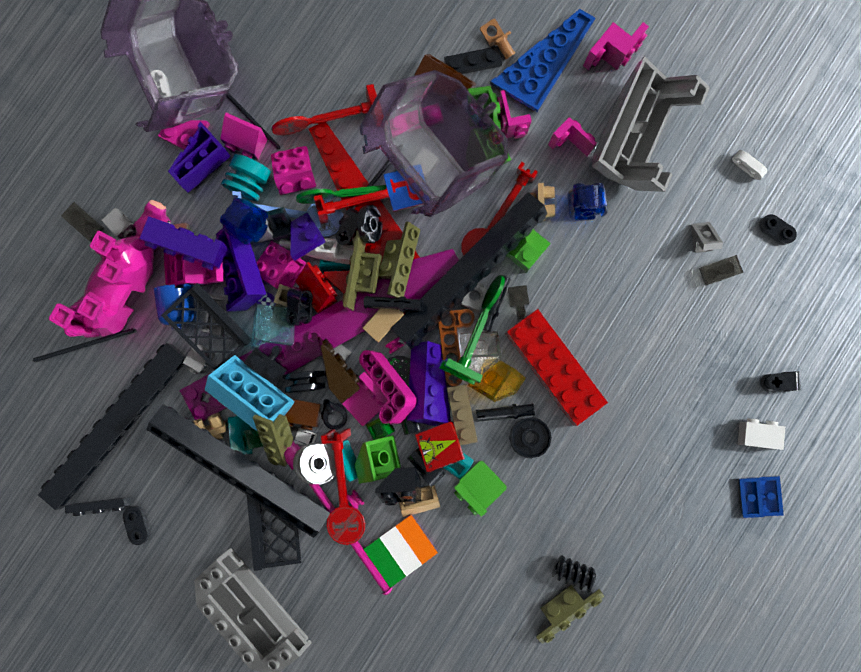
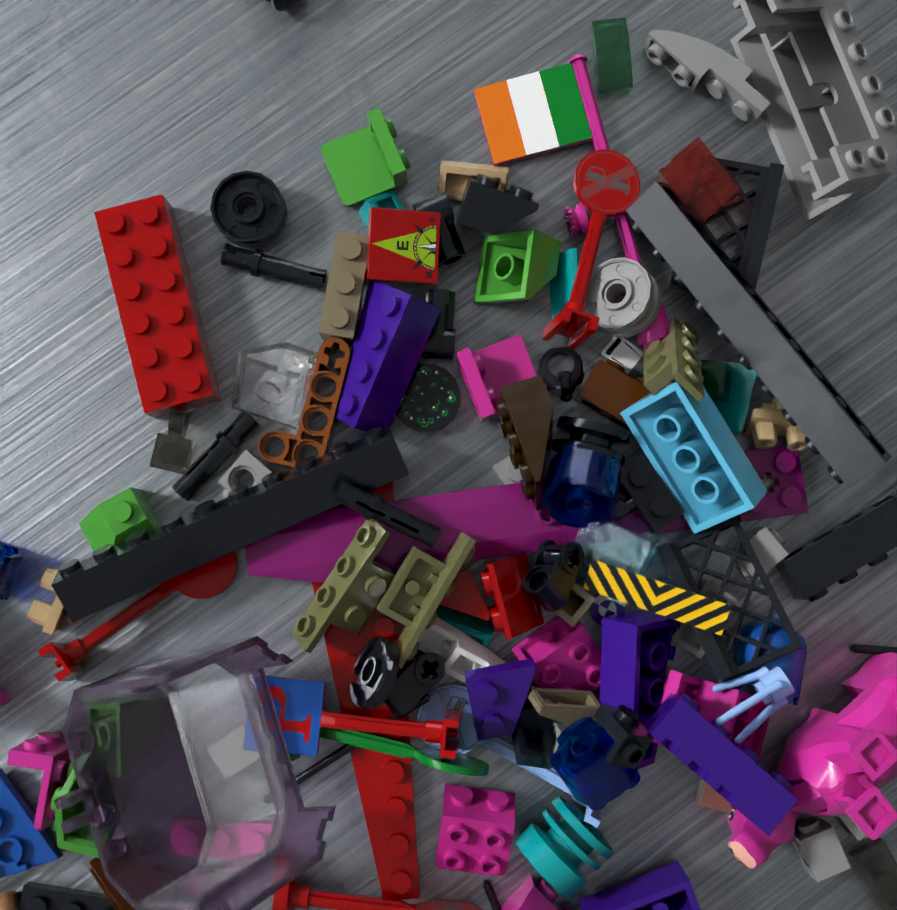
camera: 155 degrees left, 0 degrees up
(169, 288) = (772, 687): none -> light blue plant
(234, 239) = (628, 733): none -> black bracket
(242, 313) = (657, 597): none -> sticker
(269, 244) = (563, 704): none -> dark tan slope
(296, 546) = (700, 180): none -> clear red plate
(299, 353) = (582, 487): none -> clear blue brick
(321, 614) = (698, 62): none -> light grey slope
(369, 601) = (612, 54): none -> clear green slope
(379, 429) = (491, 322): green slope -> none
(382, 322) = (420, 489): tan slope -> none
(394, 345) = (414, 449): dark pink bush -> none
(399, 396) = (460, 429): dark pink beam -> none
(461, 368) = (205, 471): green piece -> none
(499, 382) = (265, 318): clear yellow slope -> none

